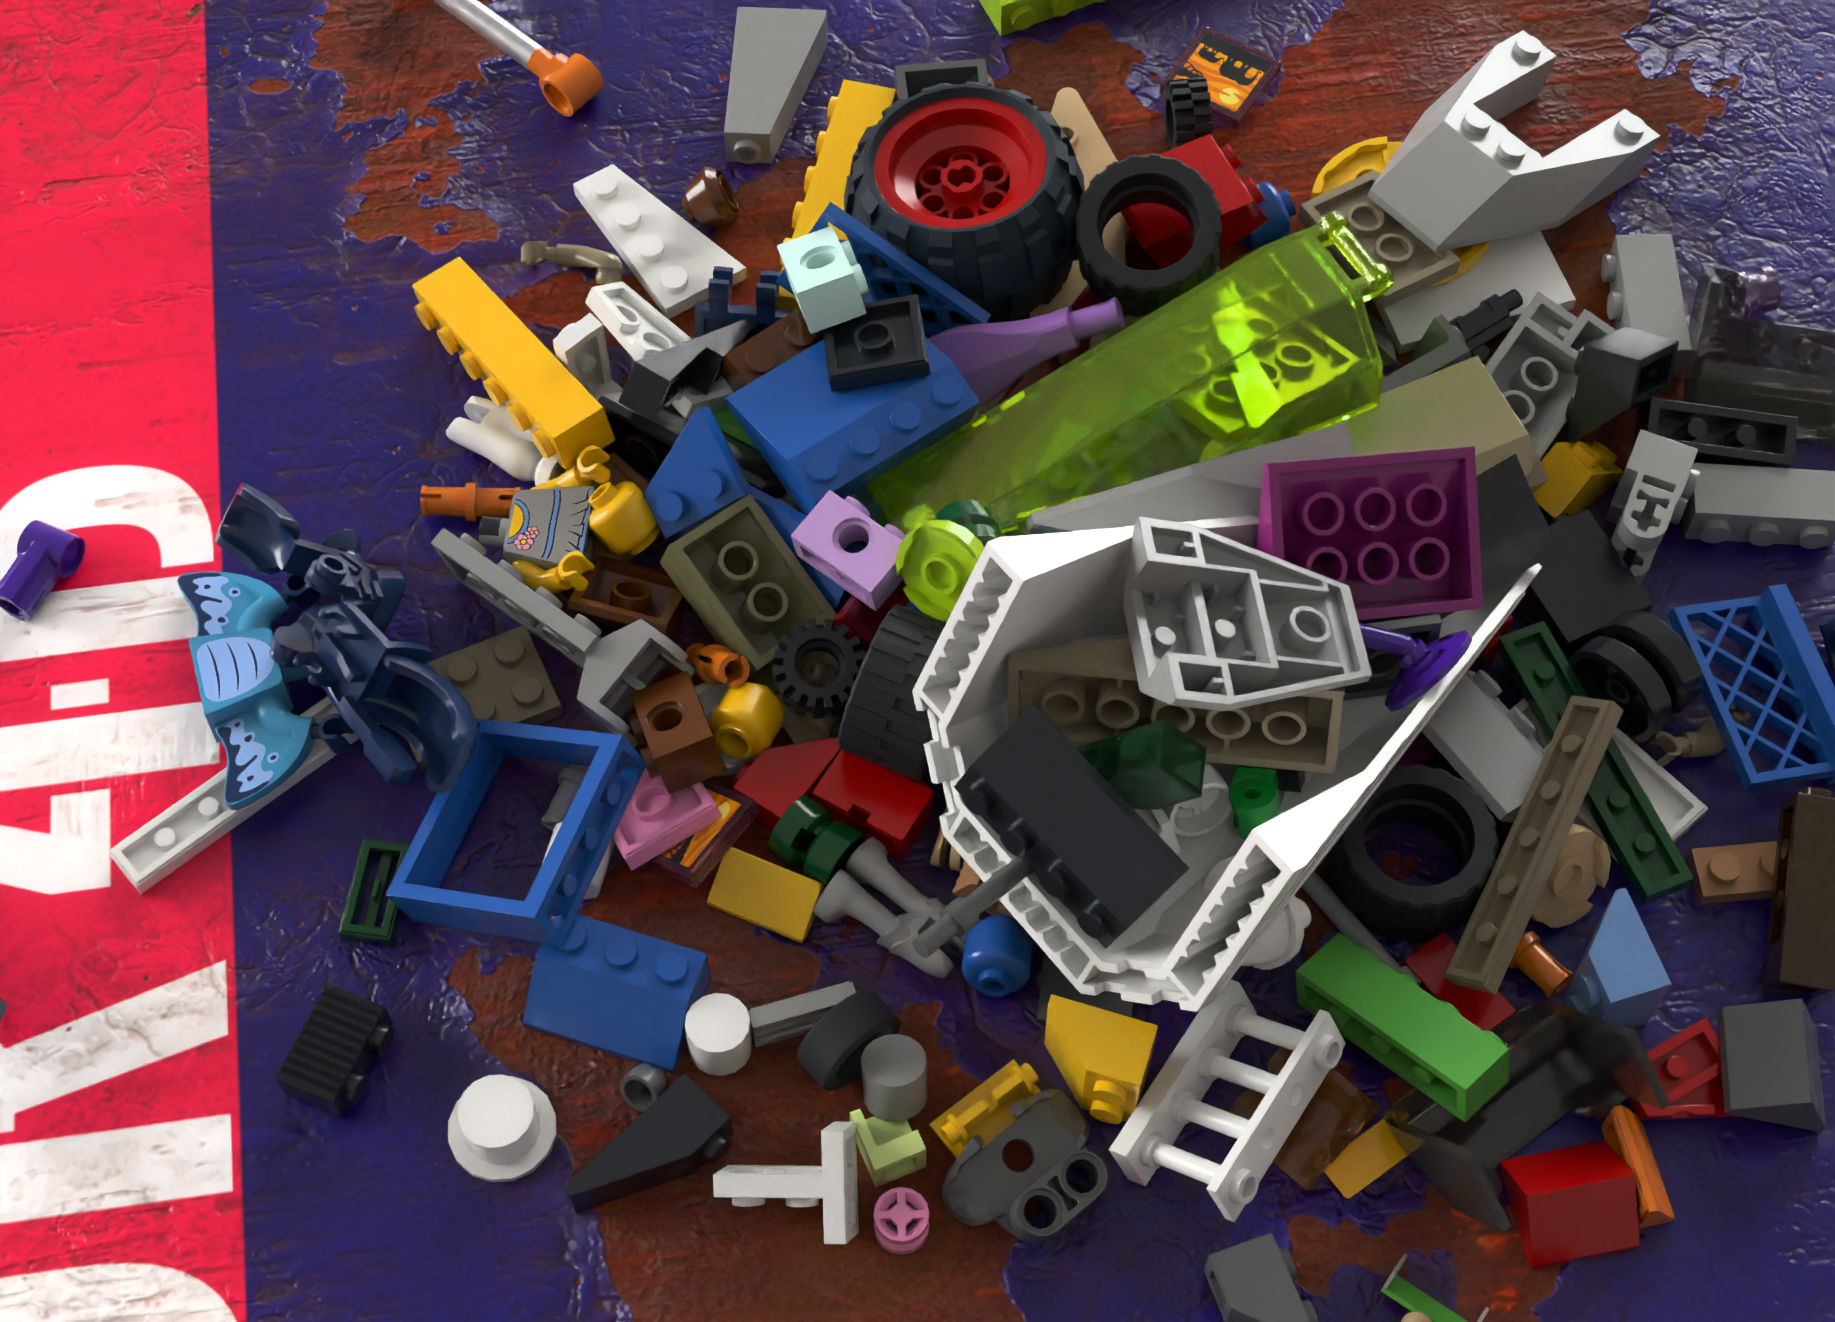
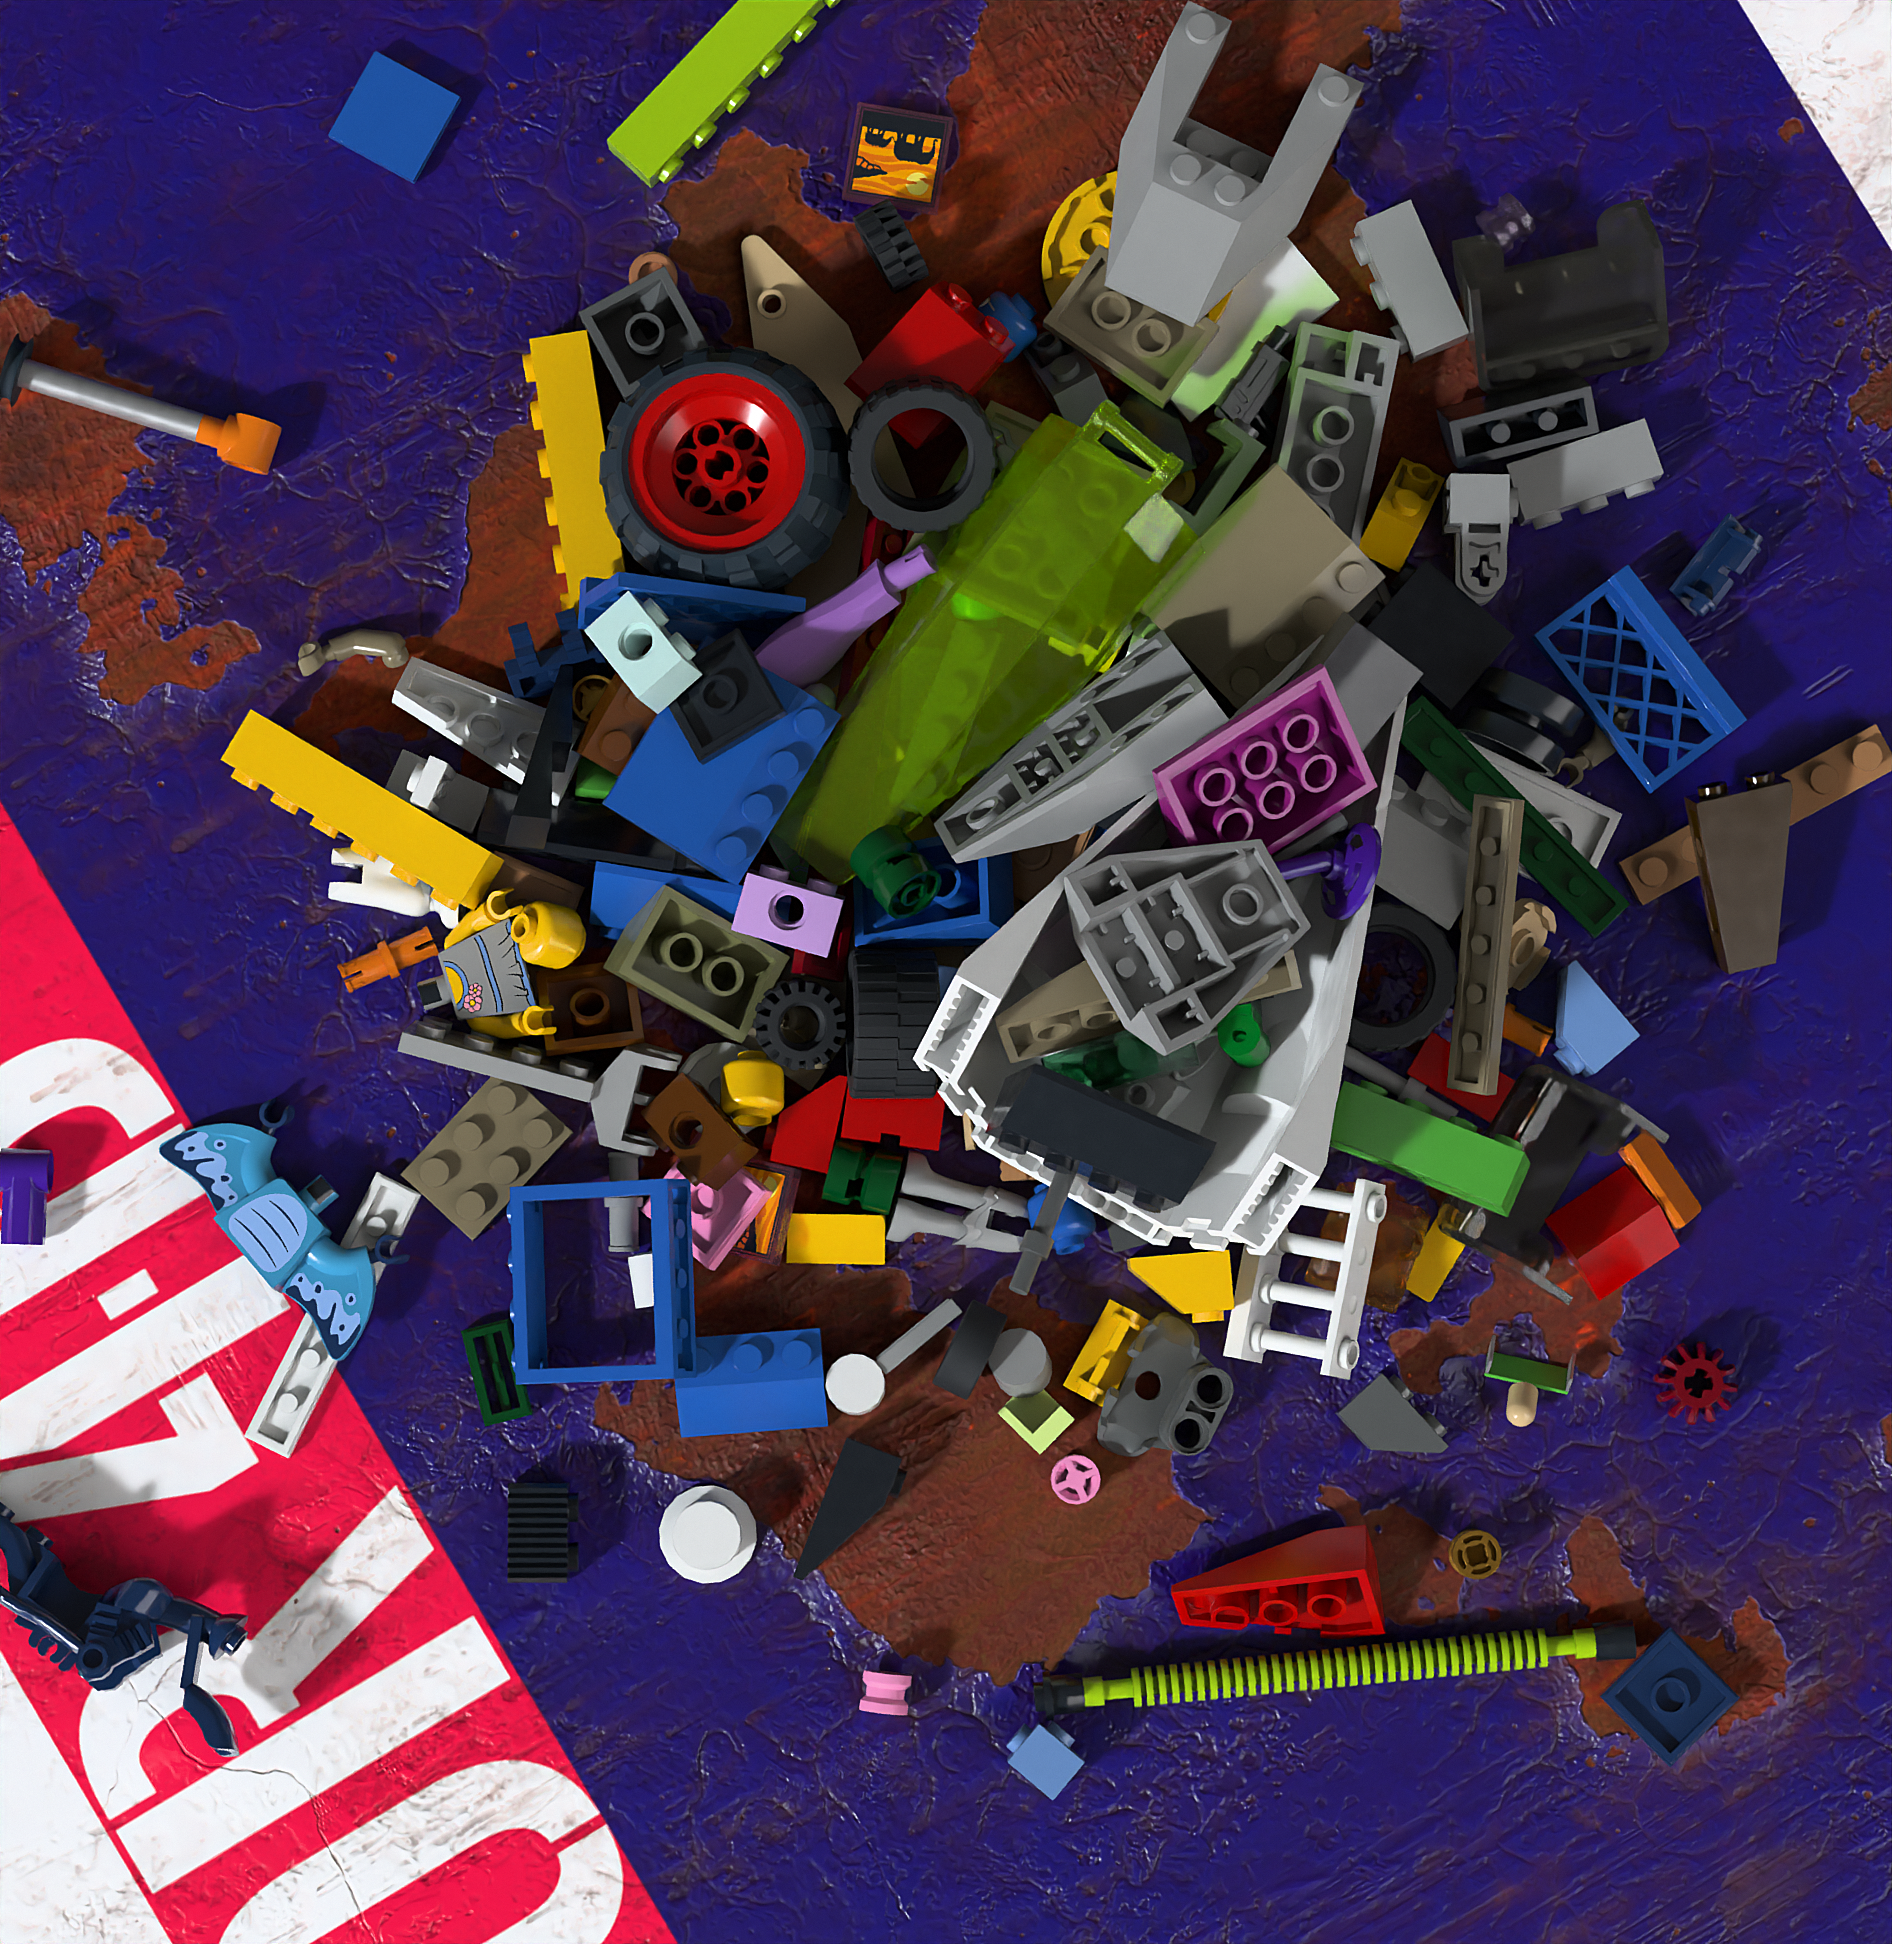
camera: 25 degrees left, 25 degrees up
(347, 647) = (358, 1175): dark blue piece -> none
(635, 1083) = (812, 1453): dark grey hinge -> none
(654, 241) = (428, 597): white wing -> none
(695, 477) = (608, 886): blue wing -> none
(710, 199) = (457, 529): reddish brown cone -> none
(718, 658) = (699, 1046): orange pin -> none
(768, 77) = (444, 349): light grey slope -> none
(805, 1185) = (982, 1487): white bracket -> none
(937, 565) = (888, 919): lime tile -> none
(1618, 377) = (1413, 412): black slope -> none
(1689, 1075) = (1678, 1082): red wing -> none
(1771, 1064) = (1743, 1047): dark grey slope -> none

